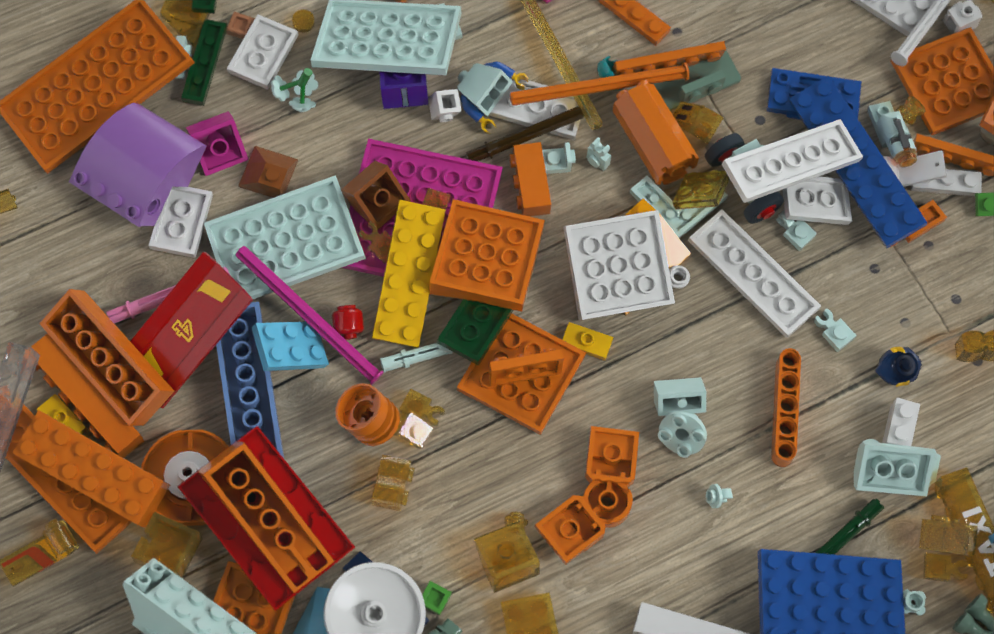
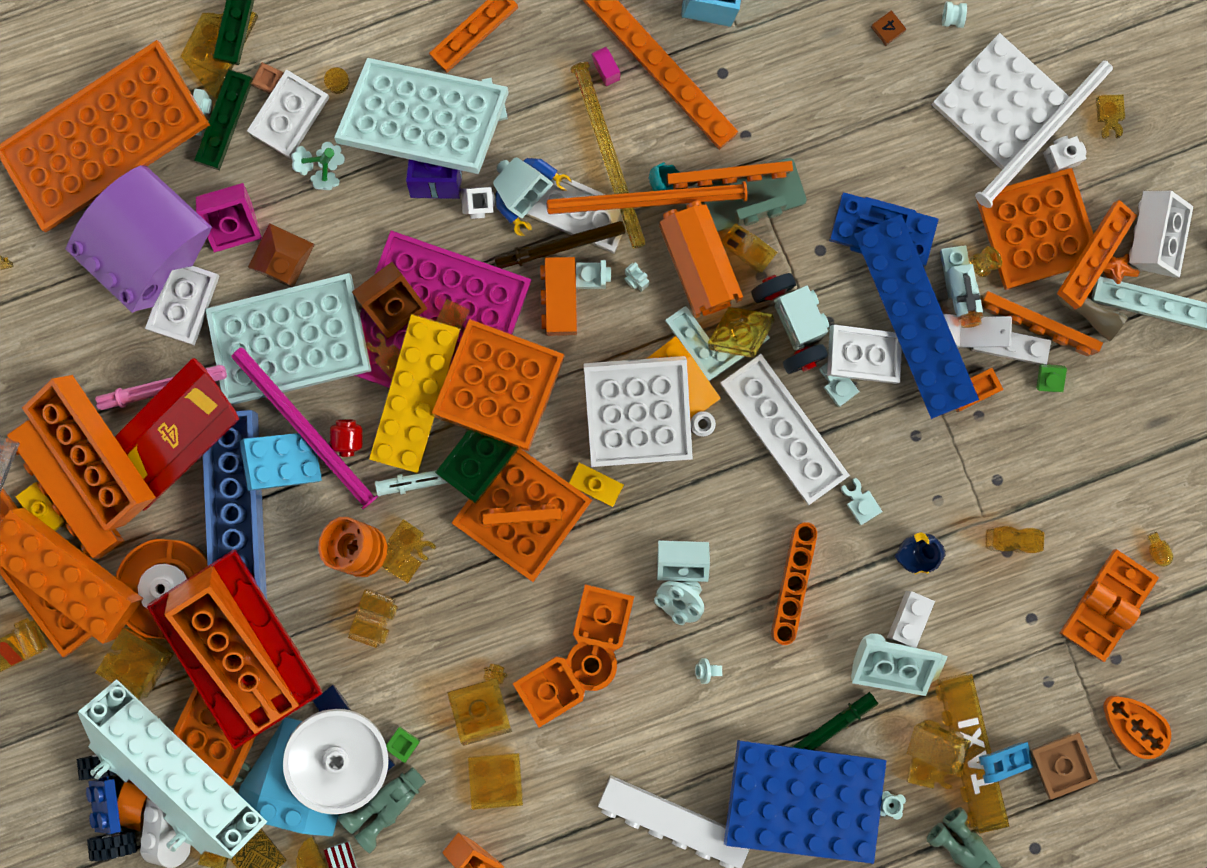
camera: 10 degrees right, 15 degrees up
(792, 160) = (842, 317): white plate -> none

